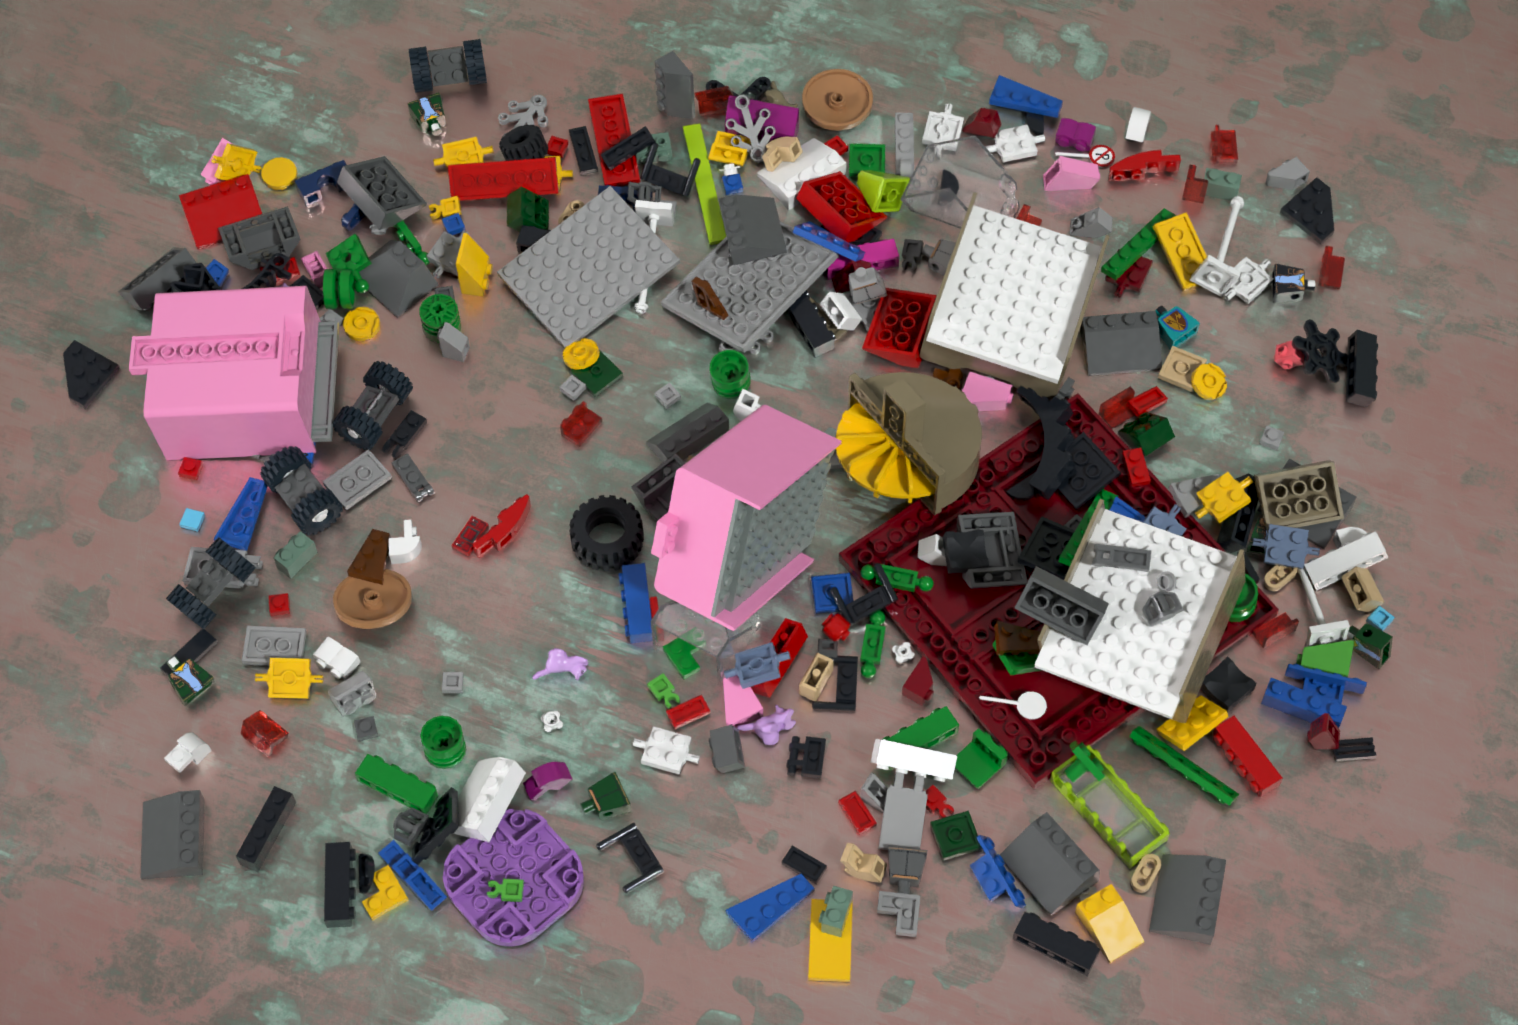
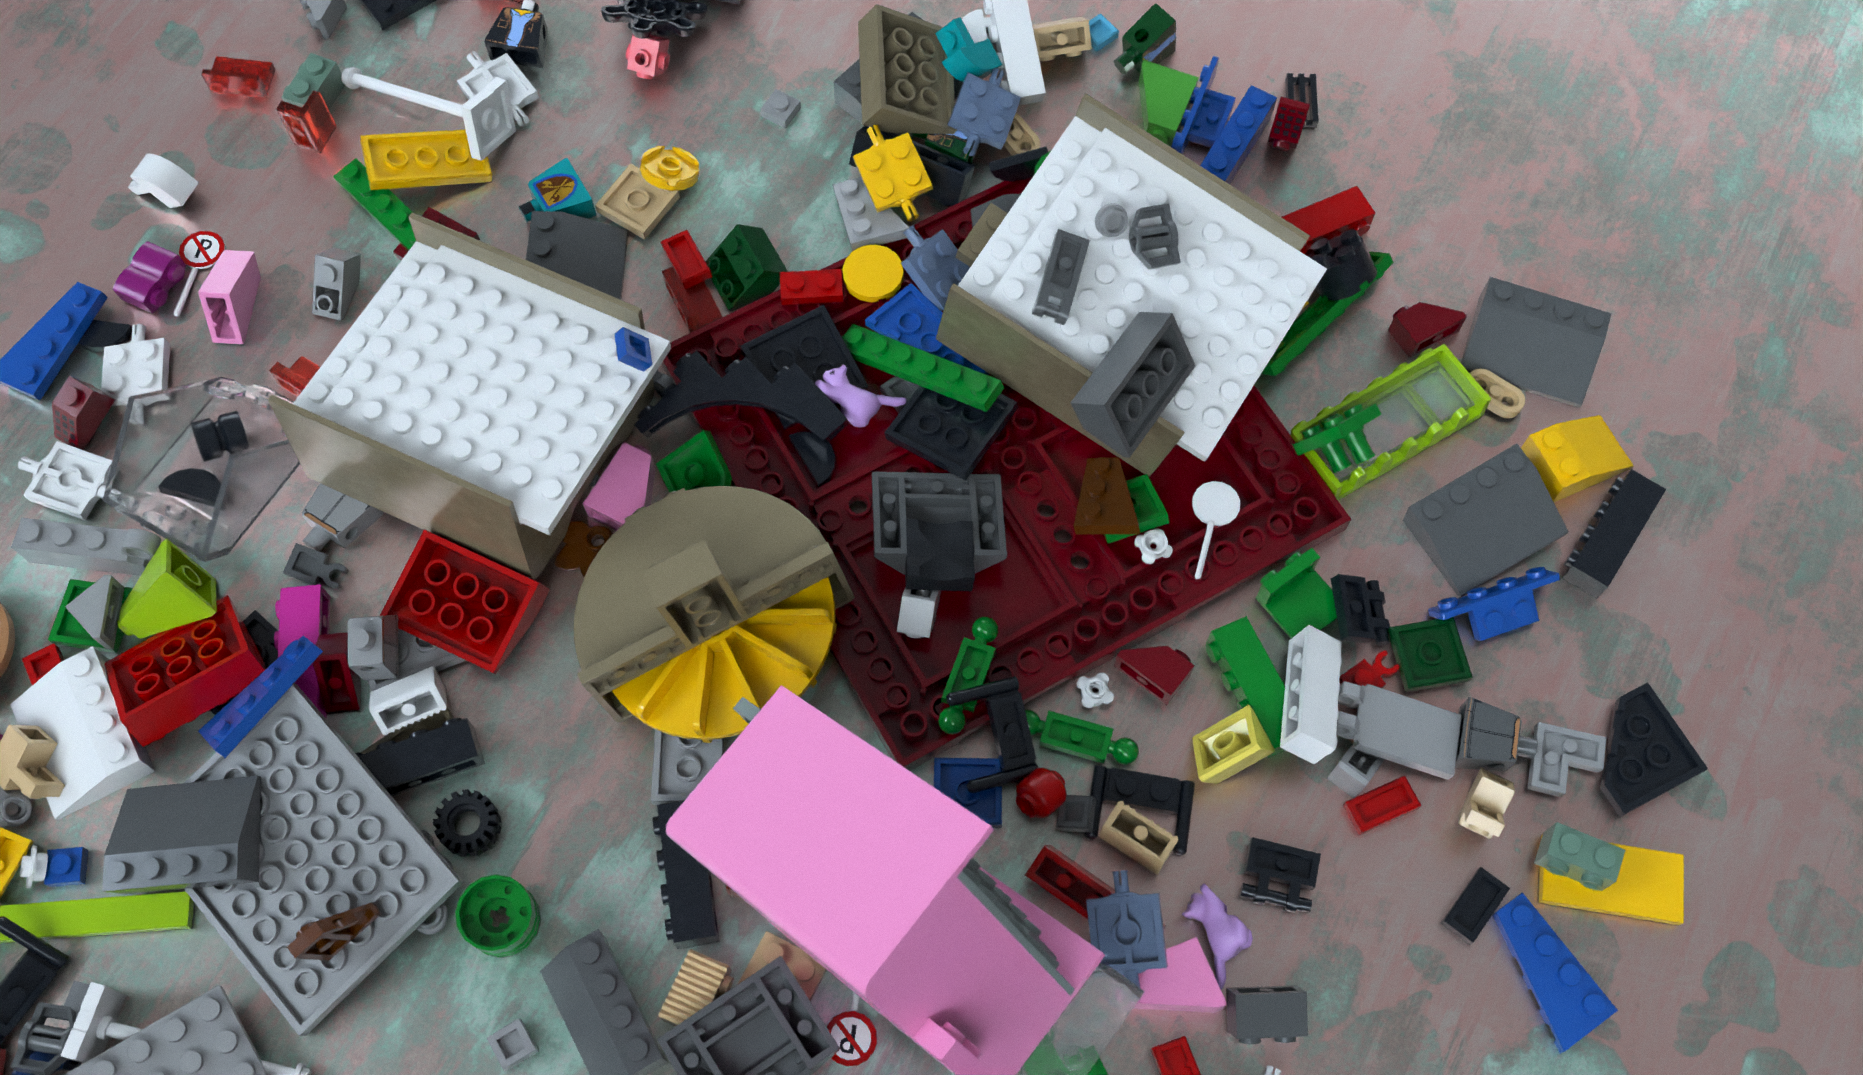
camera: 85 degrees left, 5 degrees up
(746, 404) = (579, 887): white brick -> none
(779, 344) = (476, 841): none -> black tyre
(866, 159) = (99, 609): none -> light grey slope
(875, 721) = (1230, 746): none -> light yellow slope
(911, 959) = (1645, 752): none -> black plate
(976, 786) = (1360, 610): none -> black plate
(978, 184) = (219, 436): none -> black wheel
(995, 664) = (1155, 537): none -> white plate
(1001, 427) = (695, 465): none -> green plate
(1044, 359) = (633, 349): none -> blue plate
(1060, 499) = (855, 403): none -> lavender animal
(1137, 165) = (240, 190): red slope -> none
(1150, 495) = (873, 273): none -> yellow tile
(1185, 827) = (1424, 326): none -> dark red slope
(1215, 767) = (1346, 264): none -> black brick
(1320, 529) = (964, 54): none -> teal brick
(1323, 632) = (1130, 92): white tile -> none

